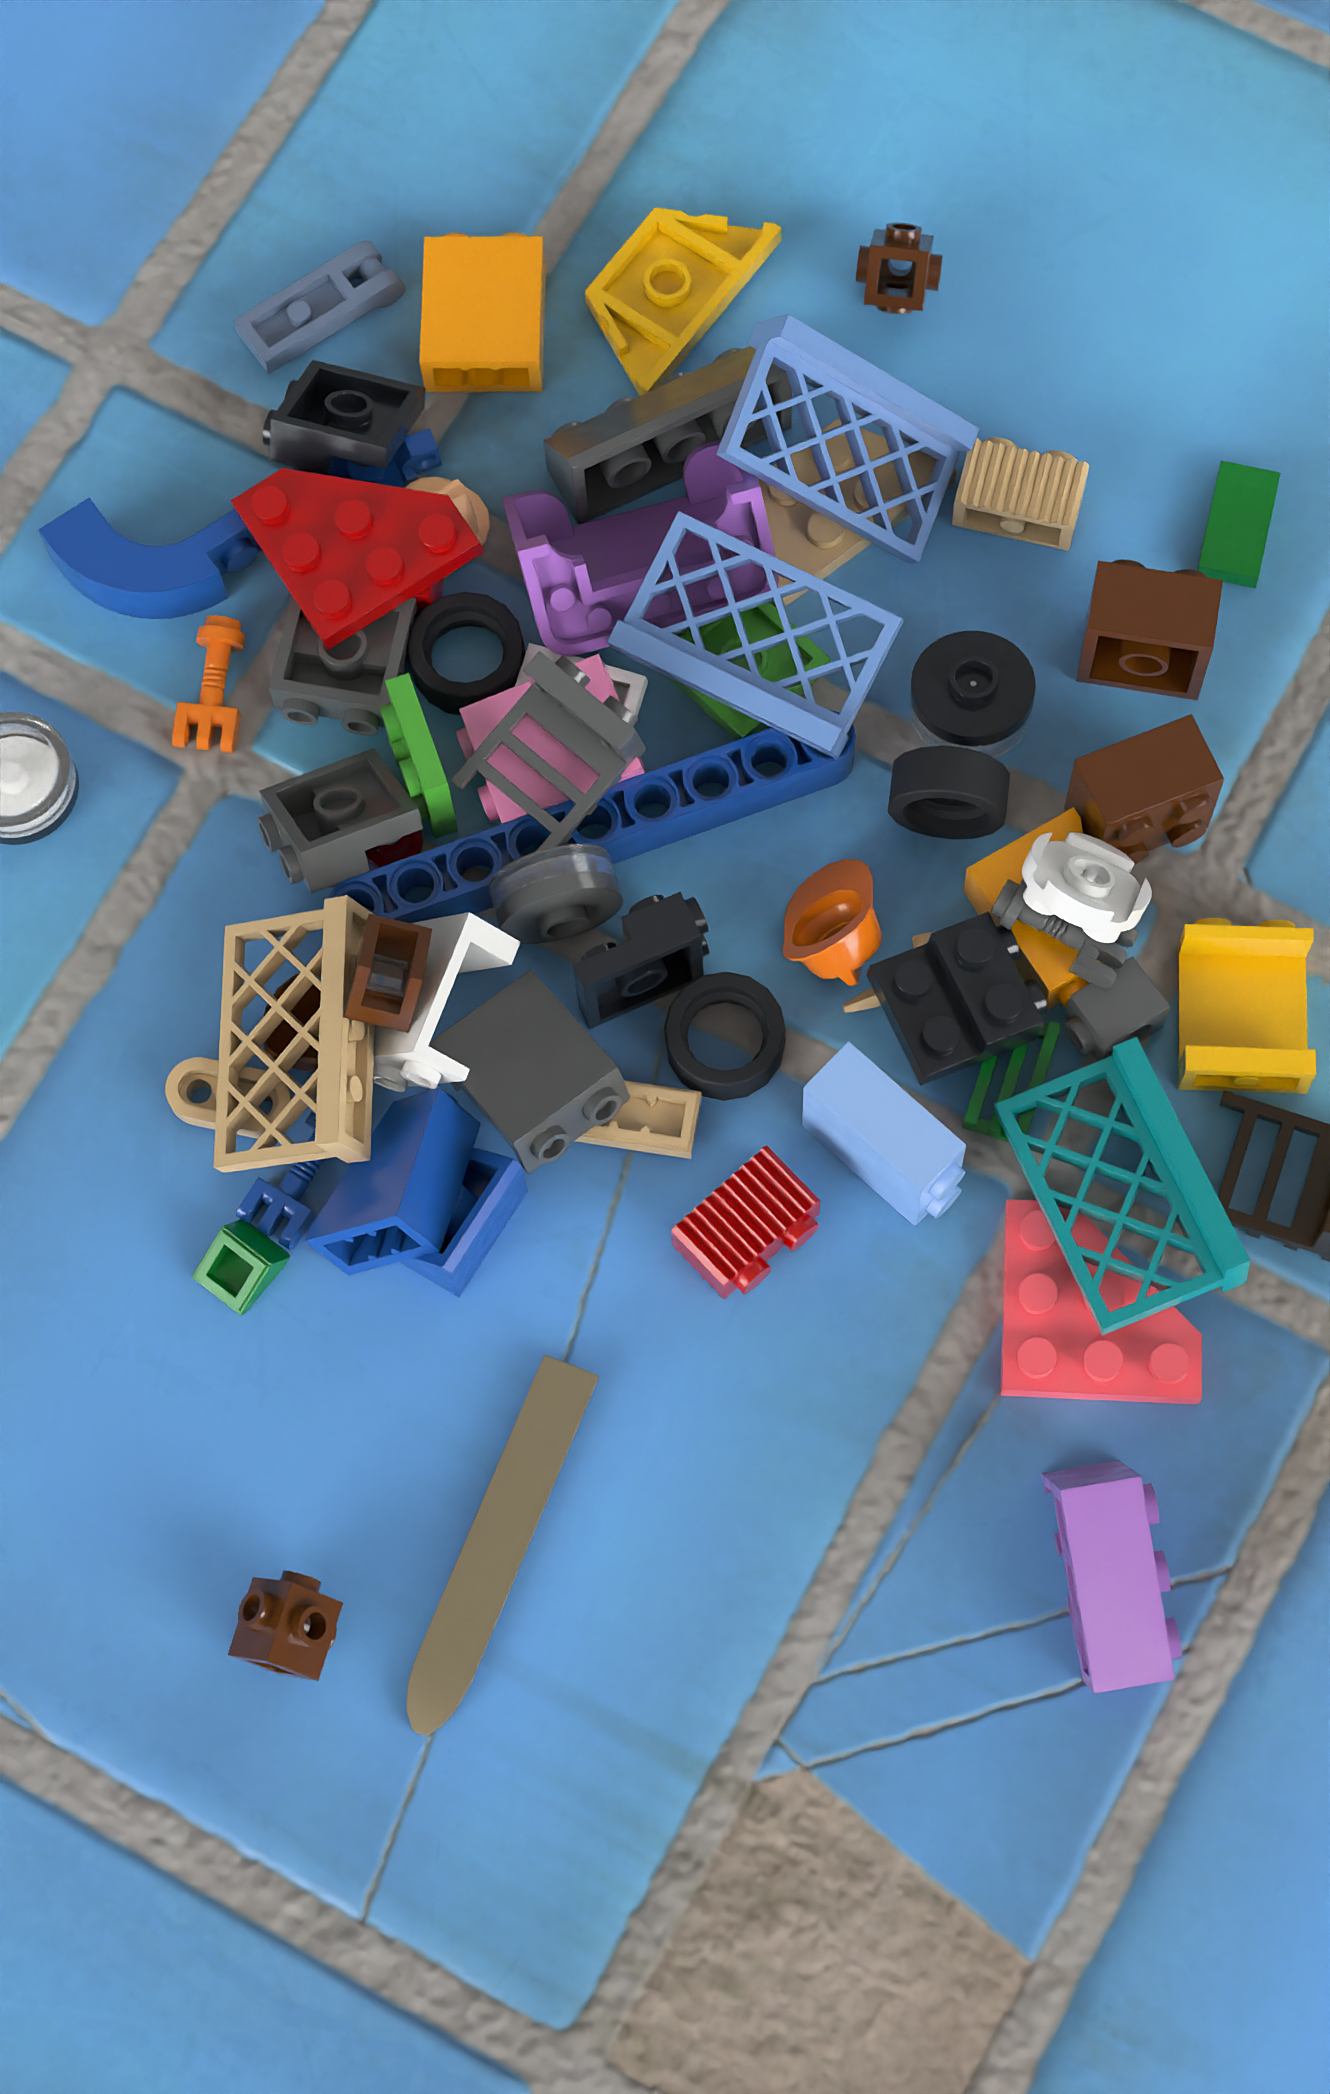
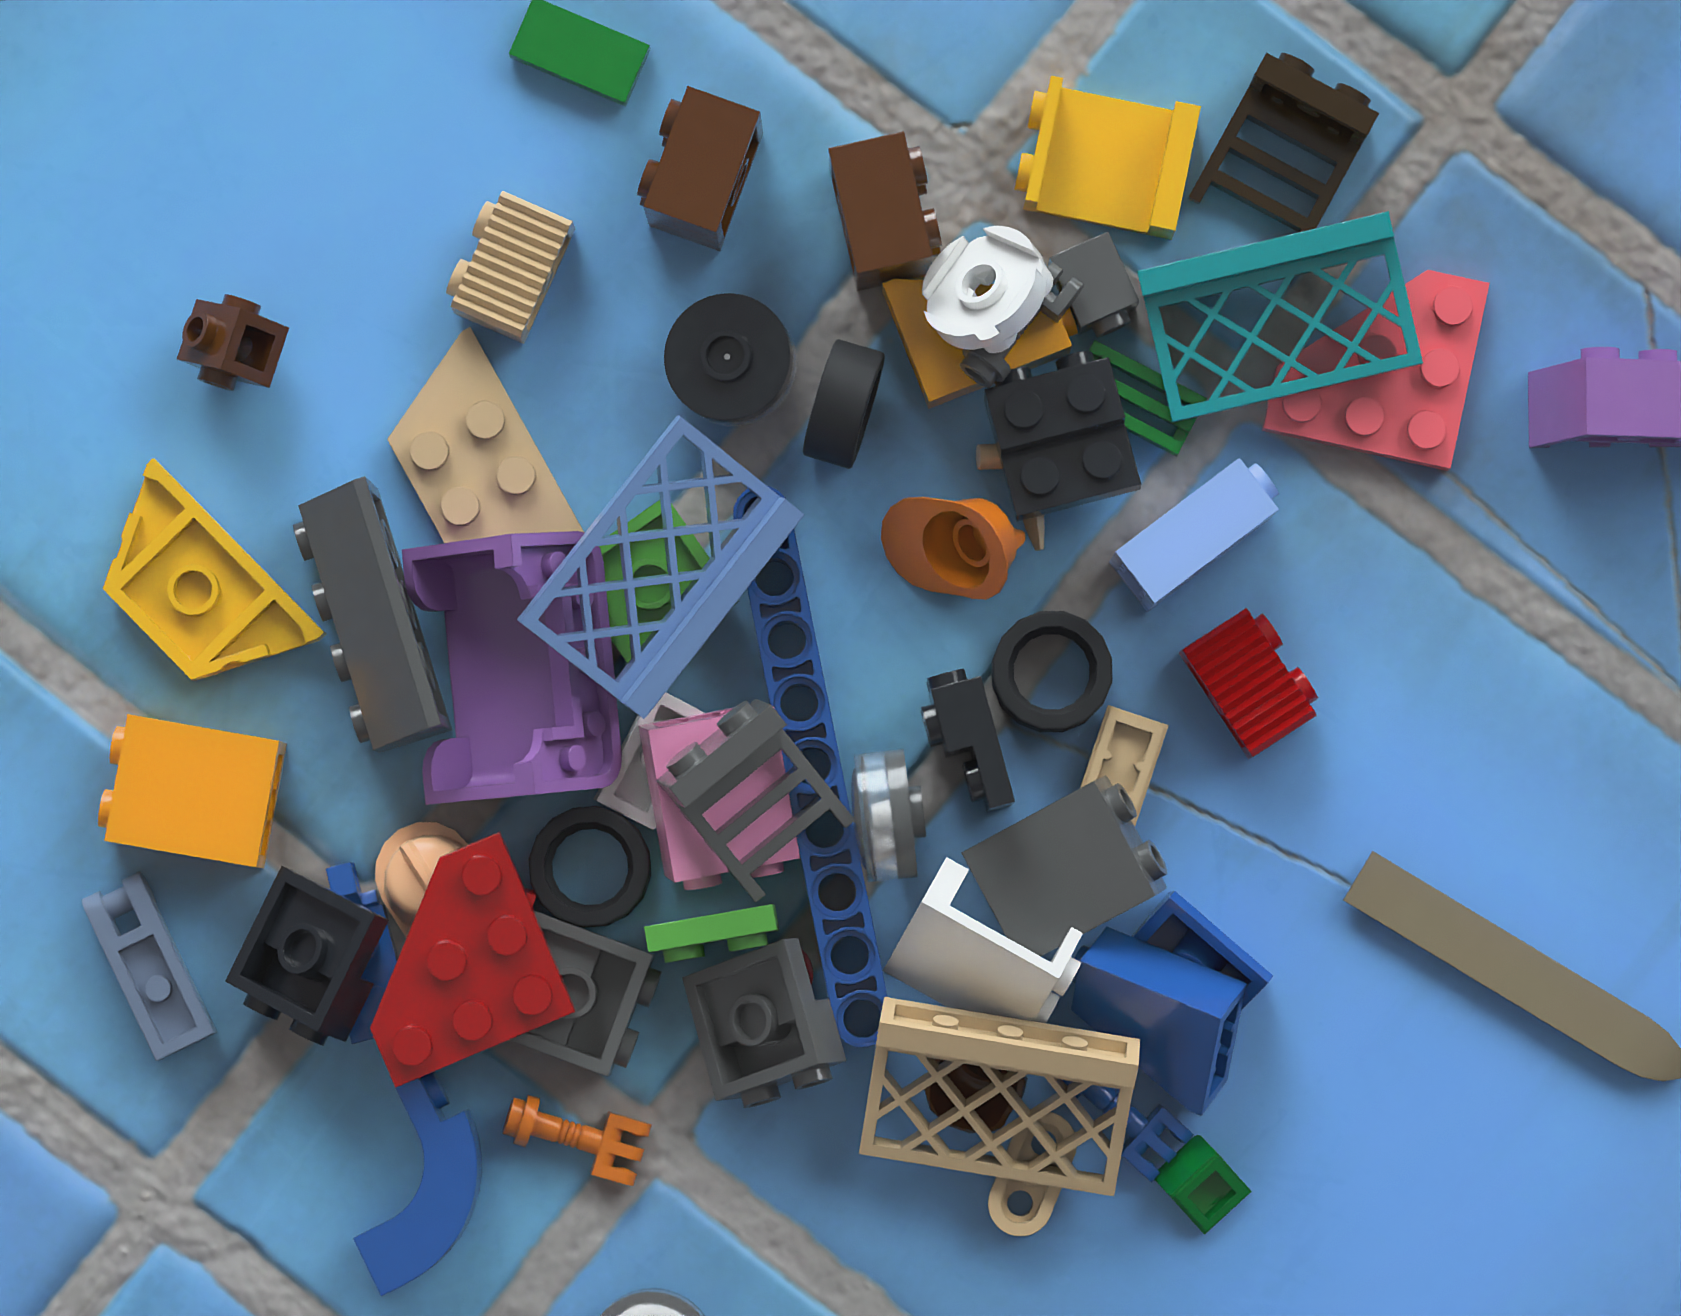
camera: 80 degrees left, 15 degrees up
(286, 1626) = (1575, 1182): reddish brown brick -> none
(388, 973) = (970, 990): reddish brown window -> none
(855, 388) = (397, 420): medium blue fence -> none

